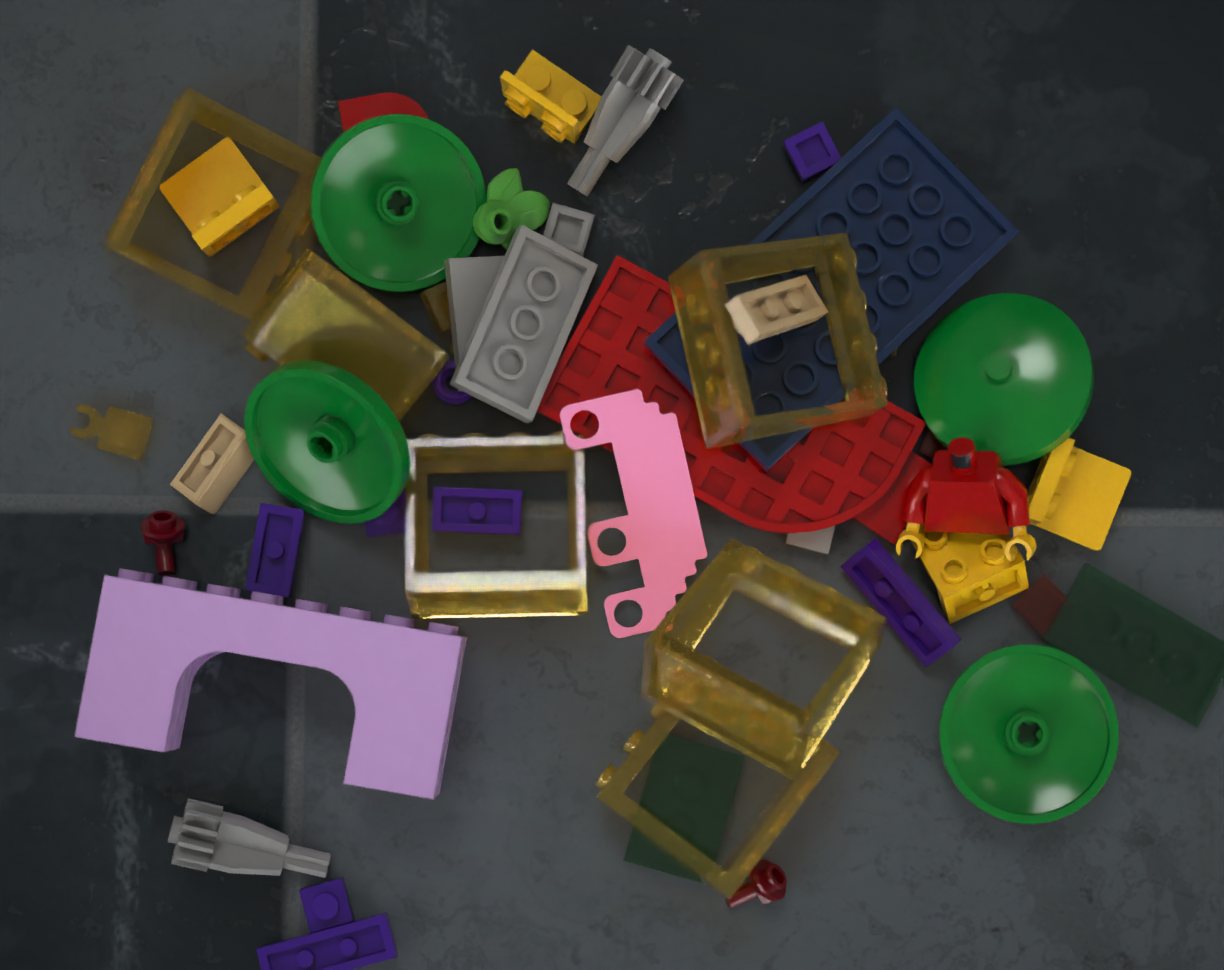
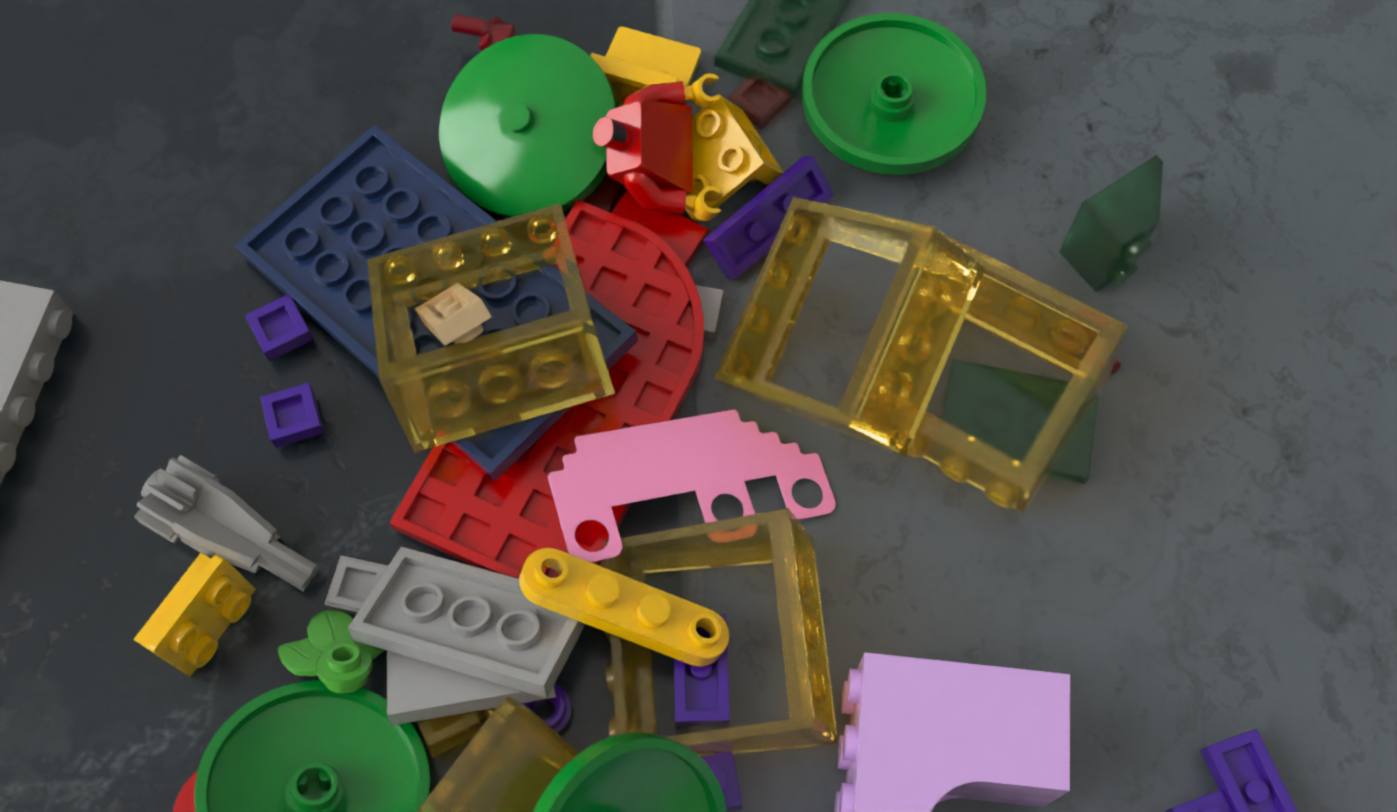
camera: 95 degrees left, 20 degrees down
(521, 448) = (623, 607): none -> yellow plate
(725, 167) = (292, 415): none -> dark purple plate
(858, 924) = (1115, 227): none -> clear green slope
(1124, 347) = (489, 31): none -> dark red plate

